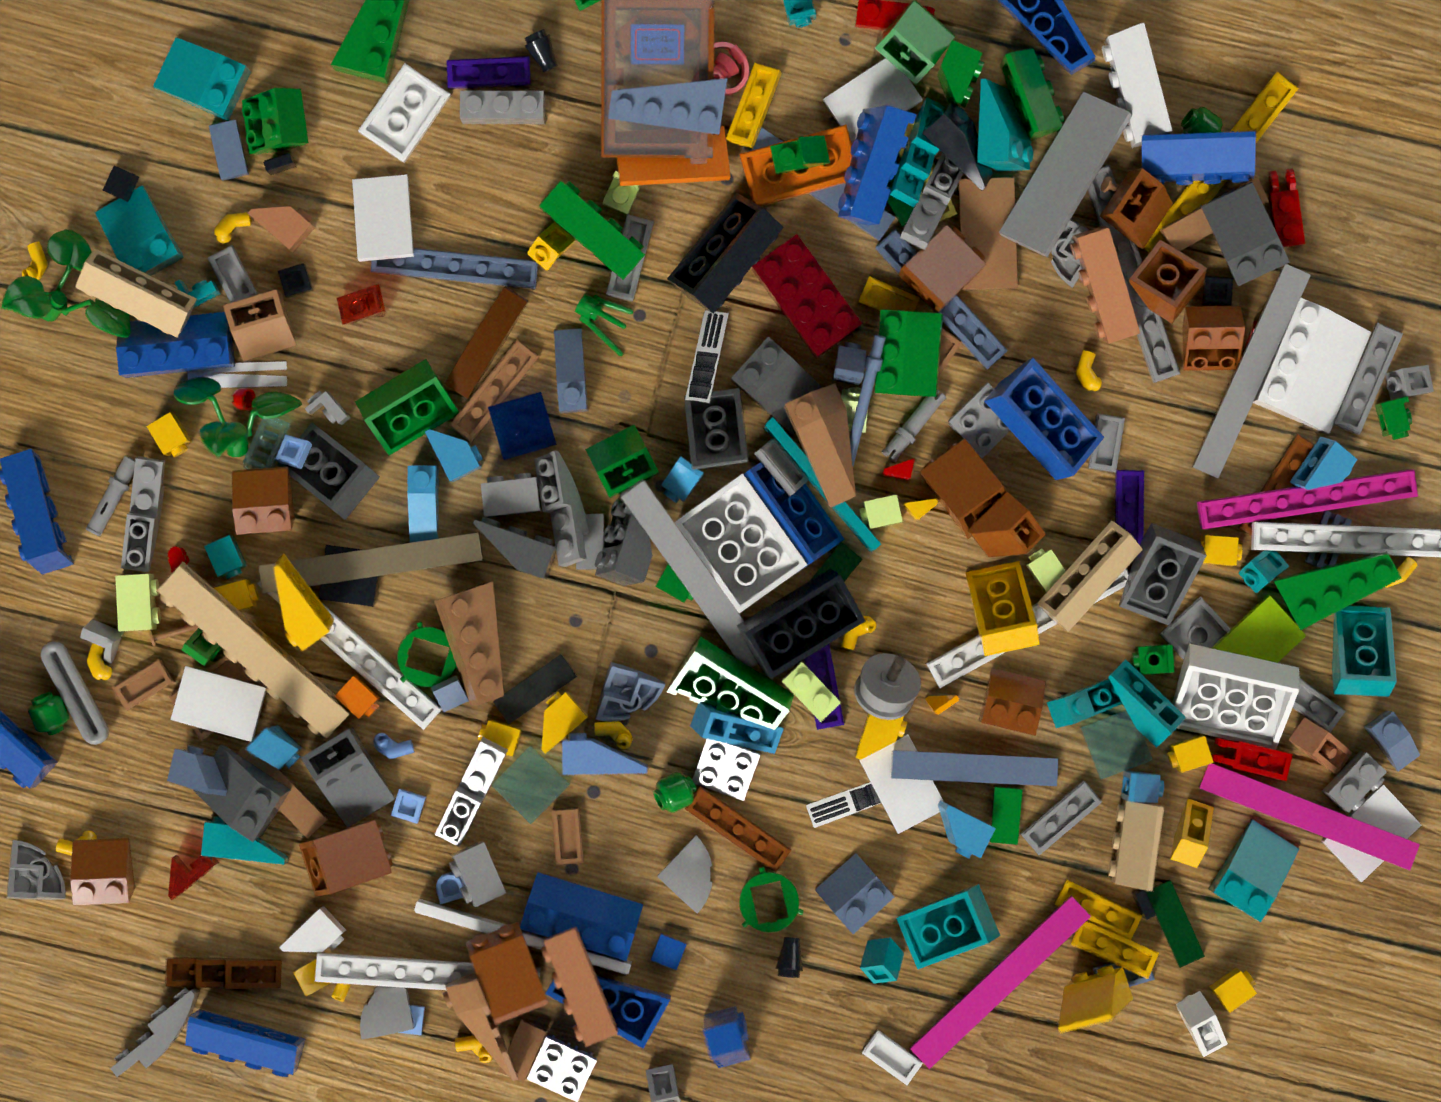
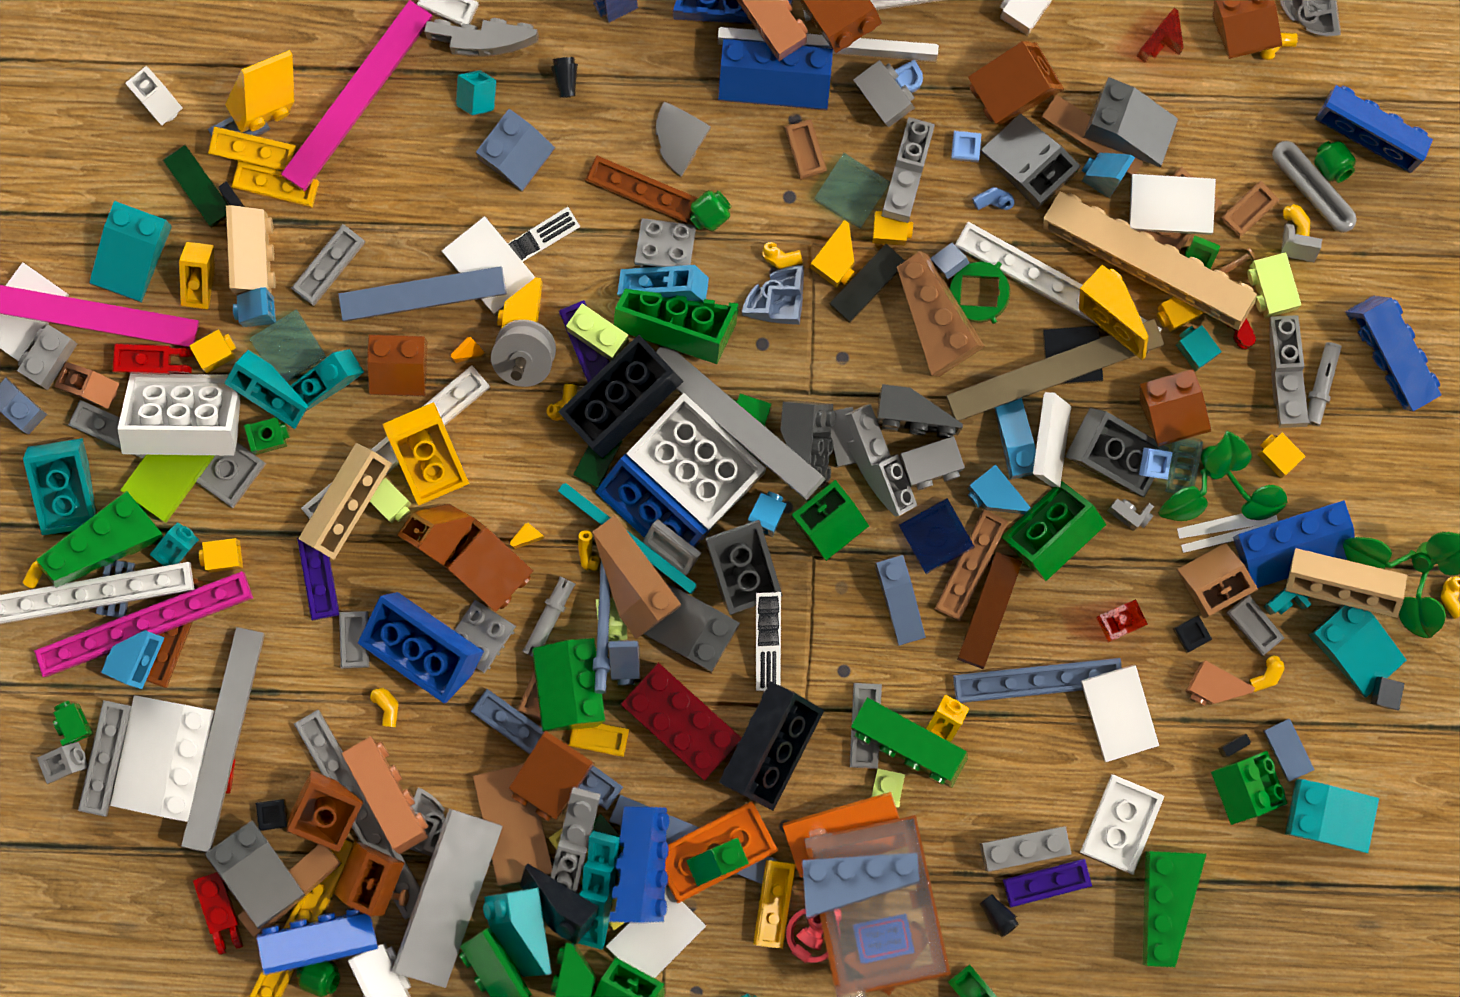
camera: 165 degrees right, 5 degrees down
(196, 771) = (1178, 134): sand blue slope -> none
(225, 842) = (1135, 71): teal slope -> none
(246, 394) = (1221, 503): red hinge -> none
(358, 698) = (1037, 238): orange brick -> none
(389, 493) = (1052, 439): none -> white tile
(591, 308) = (893, 665): green plant -> none
(591, 756) = (793, 226): medium blue slope -> none
(668, 951) = (684, 59): blue tile -> none
(747, 904) = (617, 119): green piece -> none
(854, 1011) = (492, 39): none -> light grey slope
(865, 472) = (585, 551): none -> yellow arm
(881, 512) = (564, 523): yellowish green brick -> none
(900, 471) = (553, 568): red slope -> none
(948, 927) = (417, 137): teal slope -> none
(965, 831) = (419, 231): dark azure slope -> none
(1006, 815) = (382, 256): green tile -> none
(1162, 574) = (274, 520): dark grey slope -> none
(1212, 337) = (268, 765): dark orange slope -> none
(1234, 989) = (128, 134): yellow brick -> none

